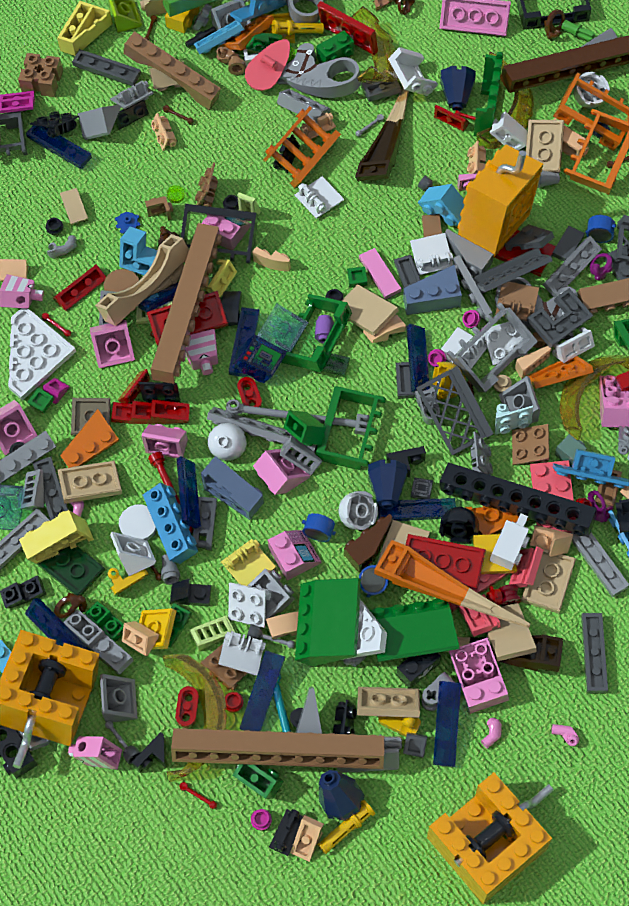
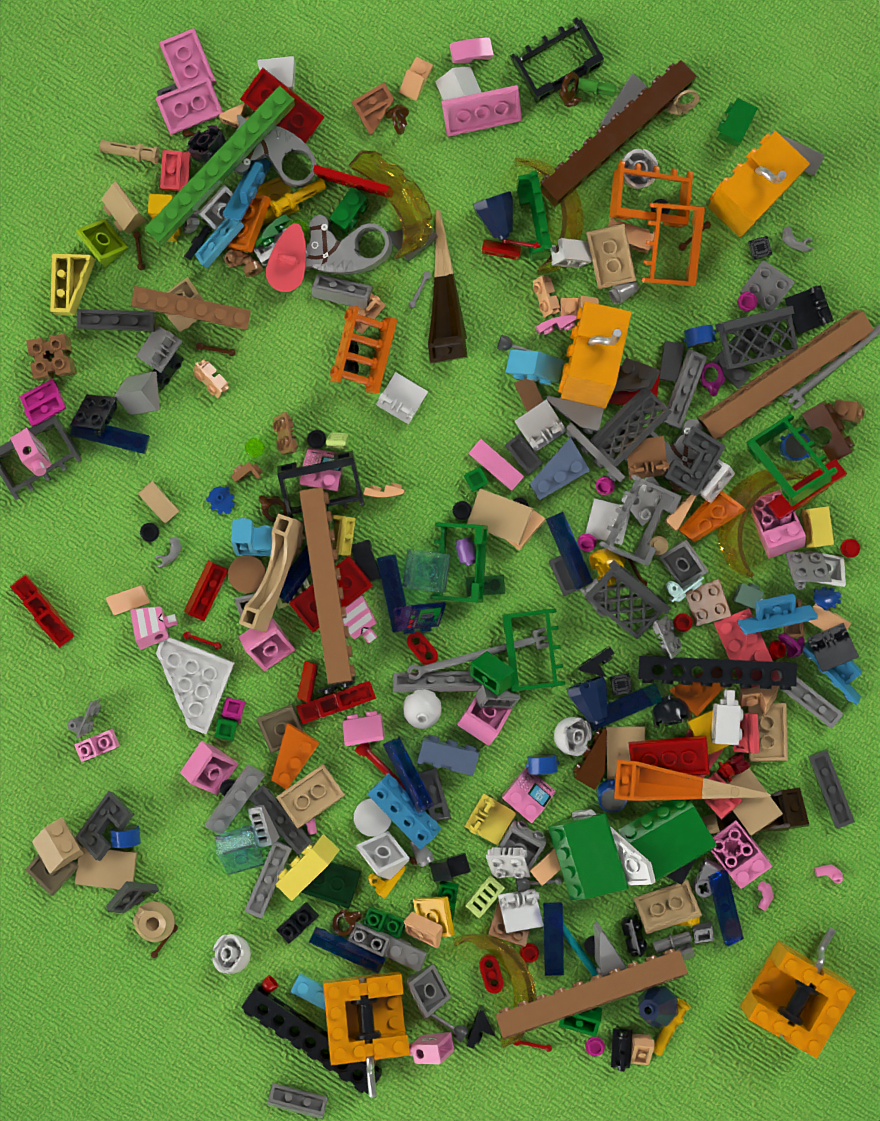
camera: 25 degrees left, 25 degrees up
(406, 68) = (441, 214): white panel -> none
(501, 455) = (682, 622): none -> red plate

